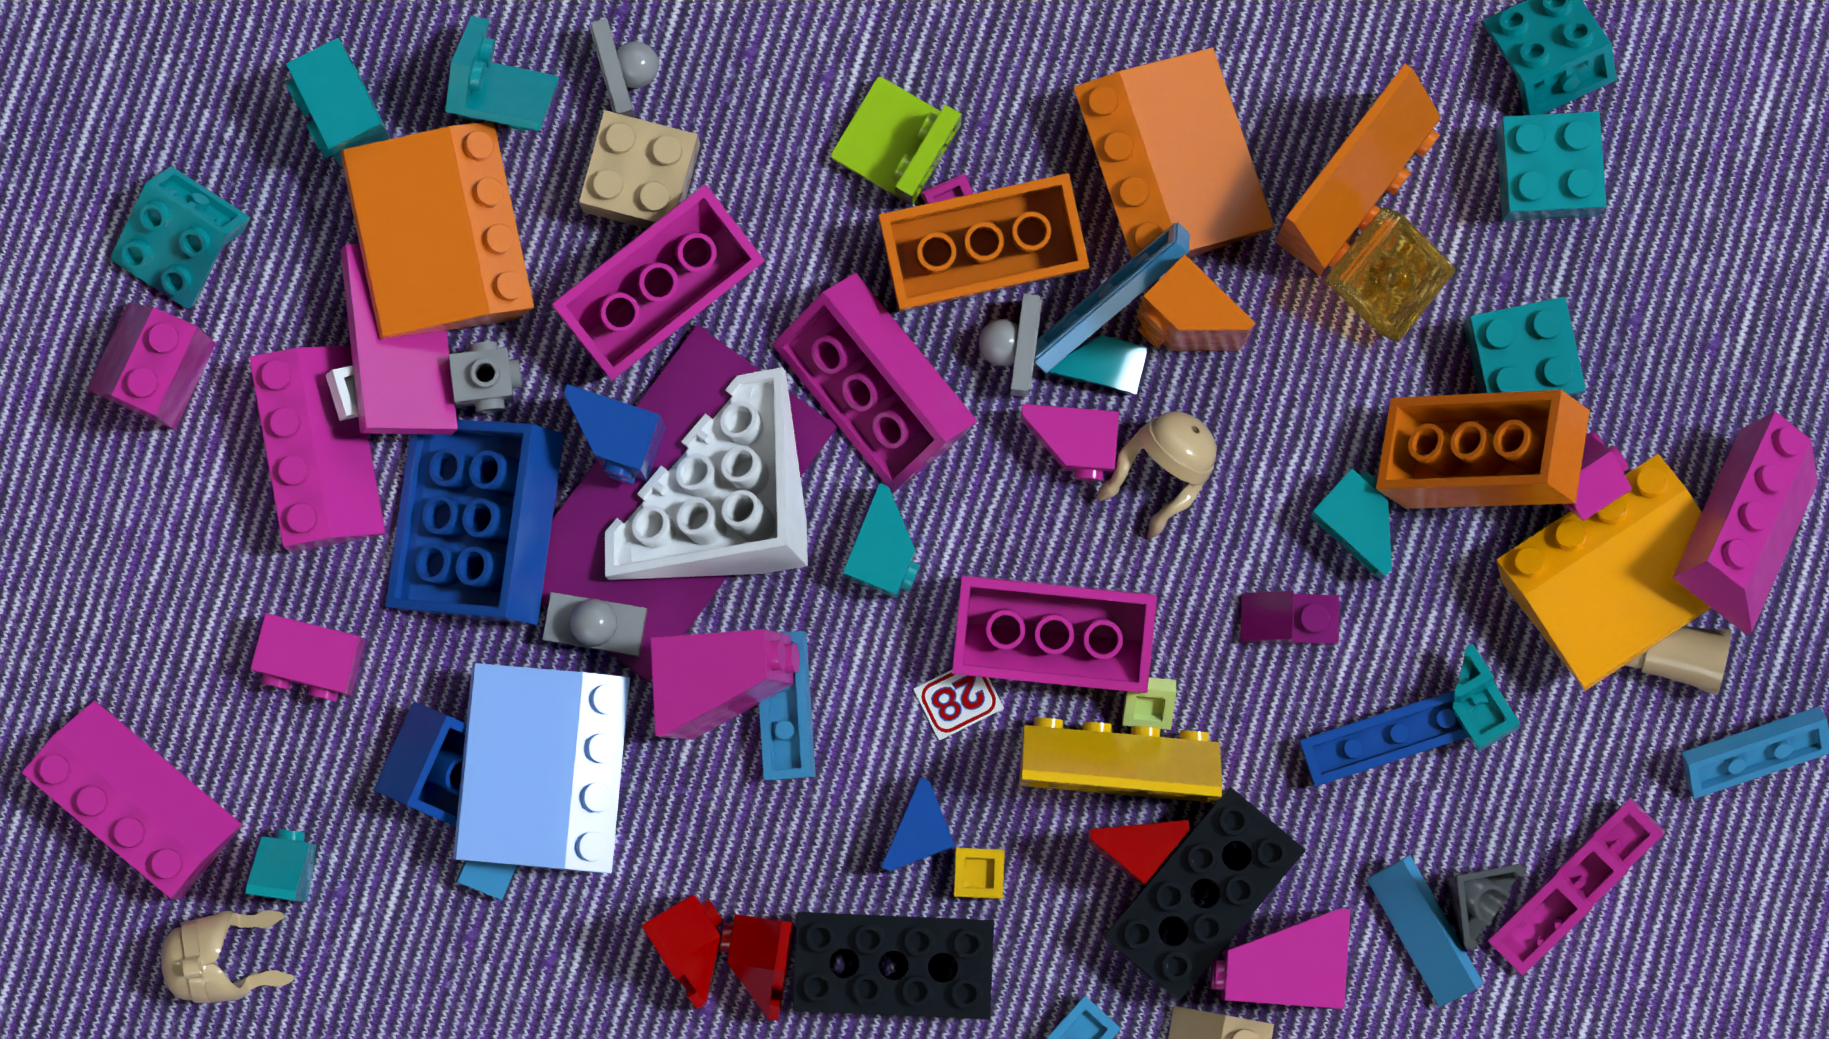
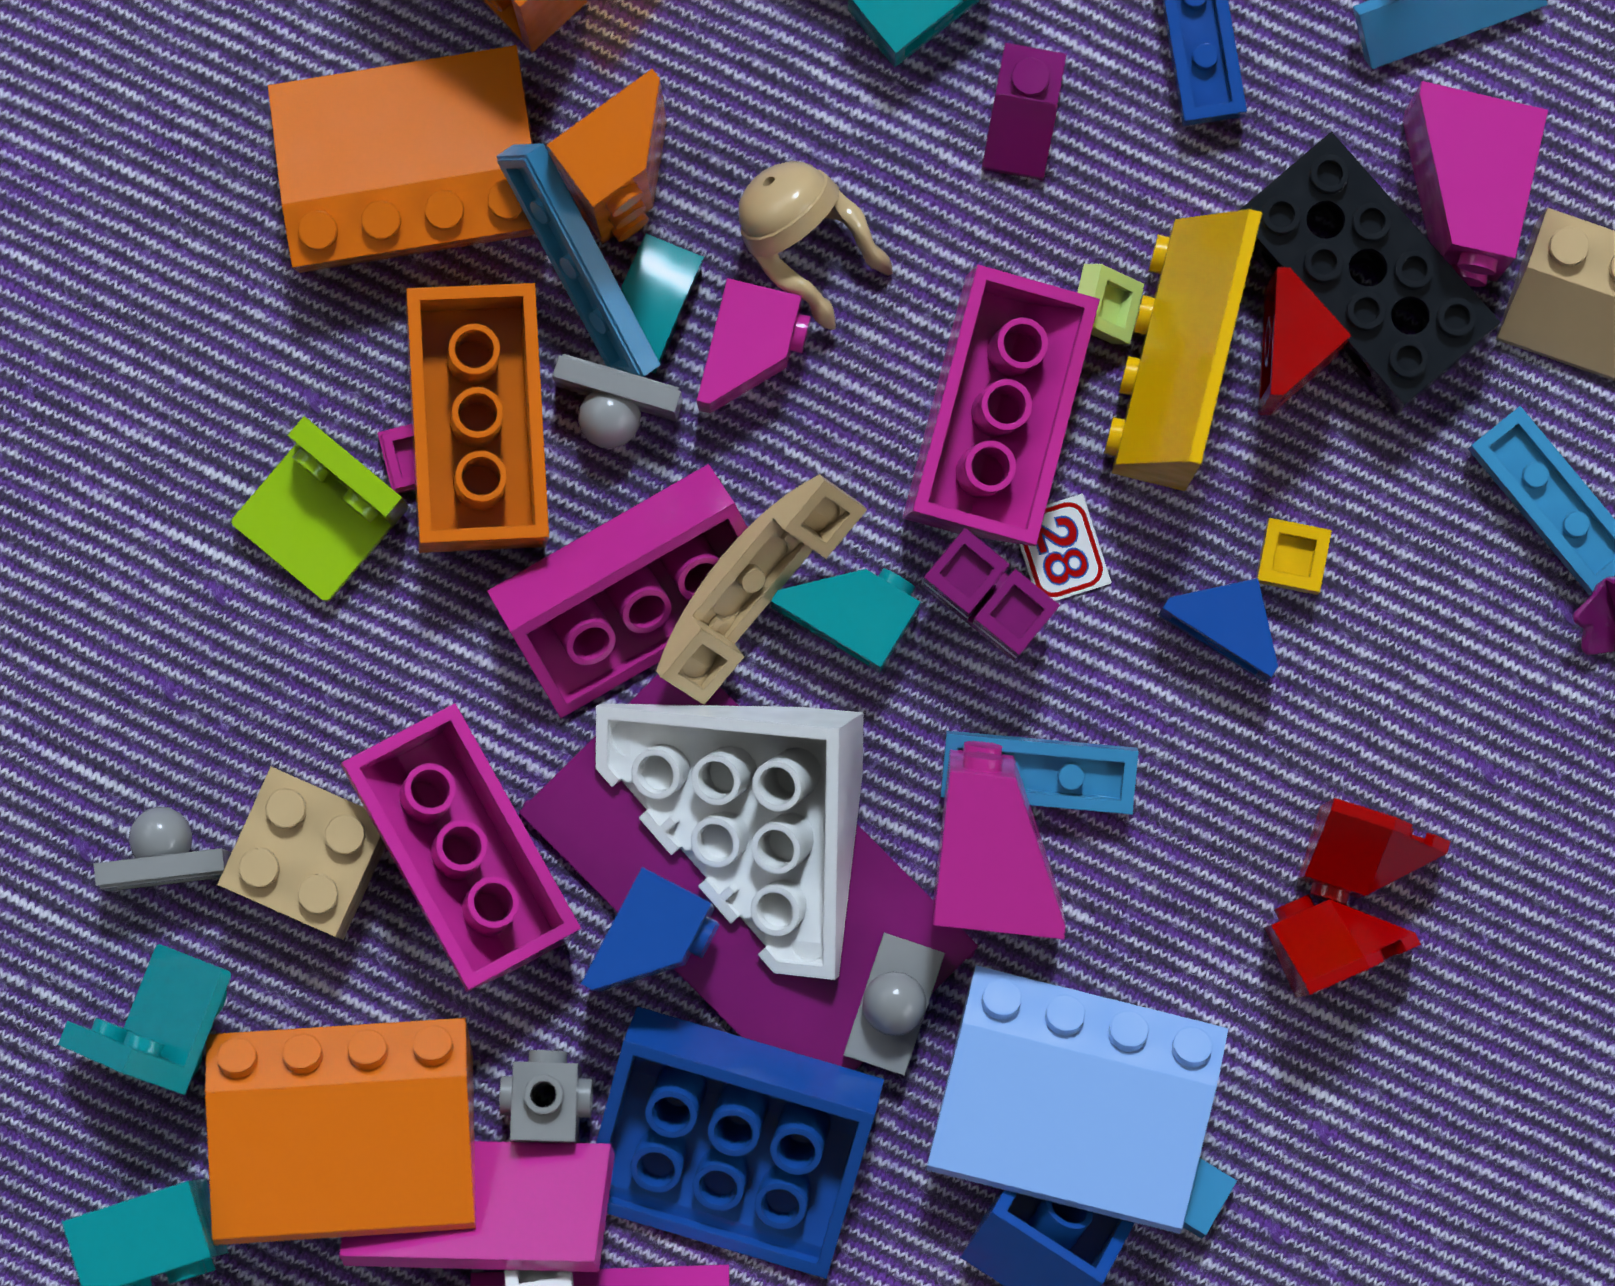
camera: 80 degrees left, 0 degrees up
(873, 936) = (1437, 662): black brick -> none
(892, 461) = (746, 579): none -> tan slope
(909, 644) = (977, 589): none -> magenta hips

